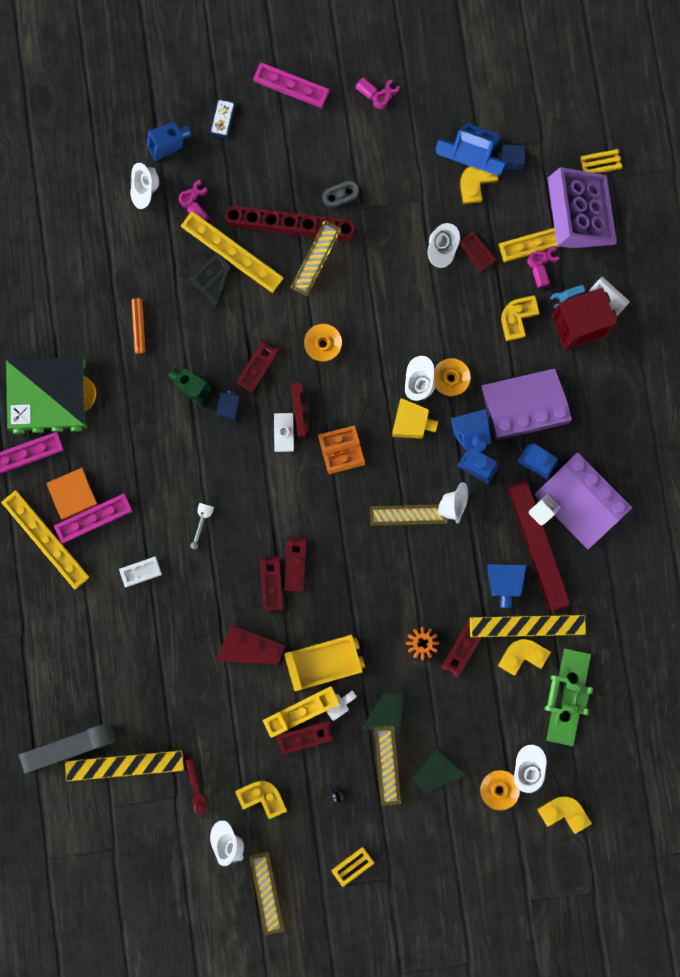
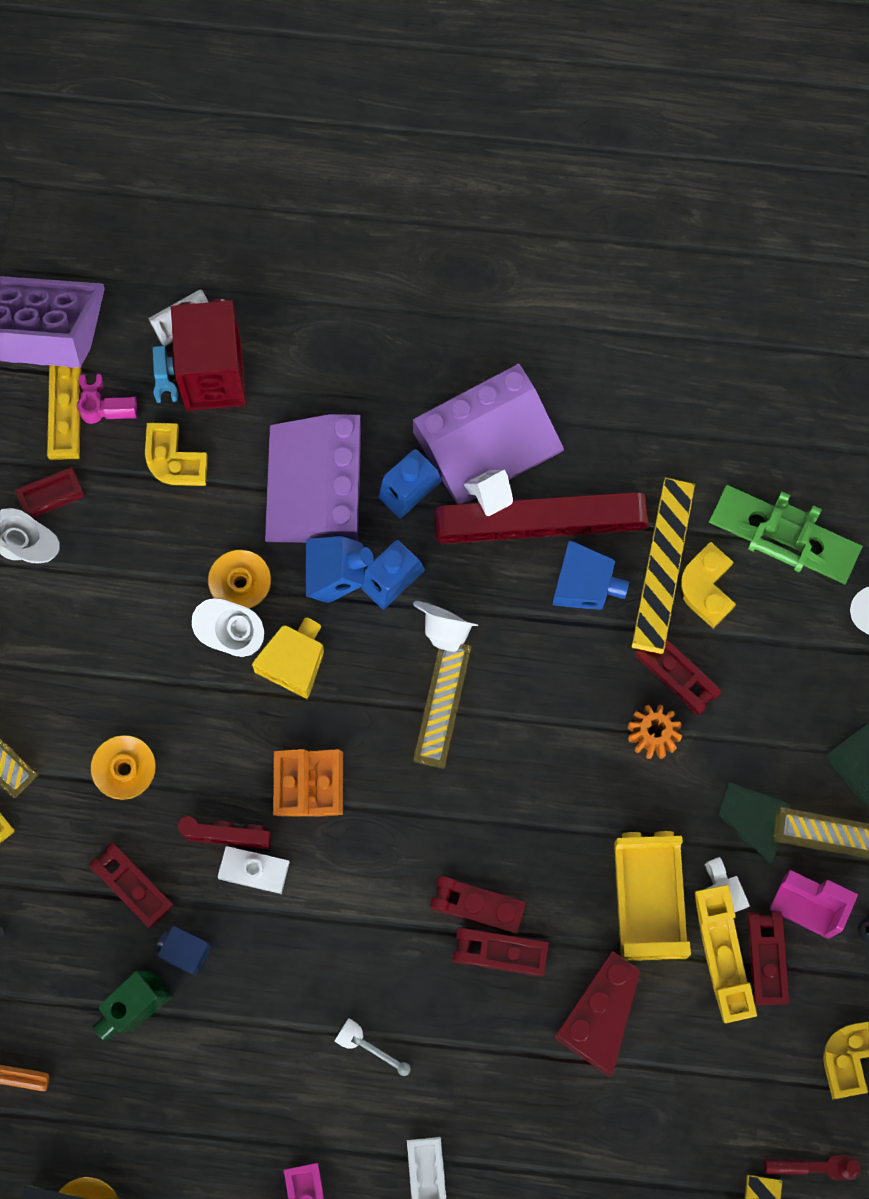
camera: 75 degrees left, 10 degrees down
(342, 756) = (813, 905): none -> dark pink panel

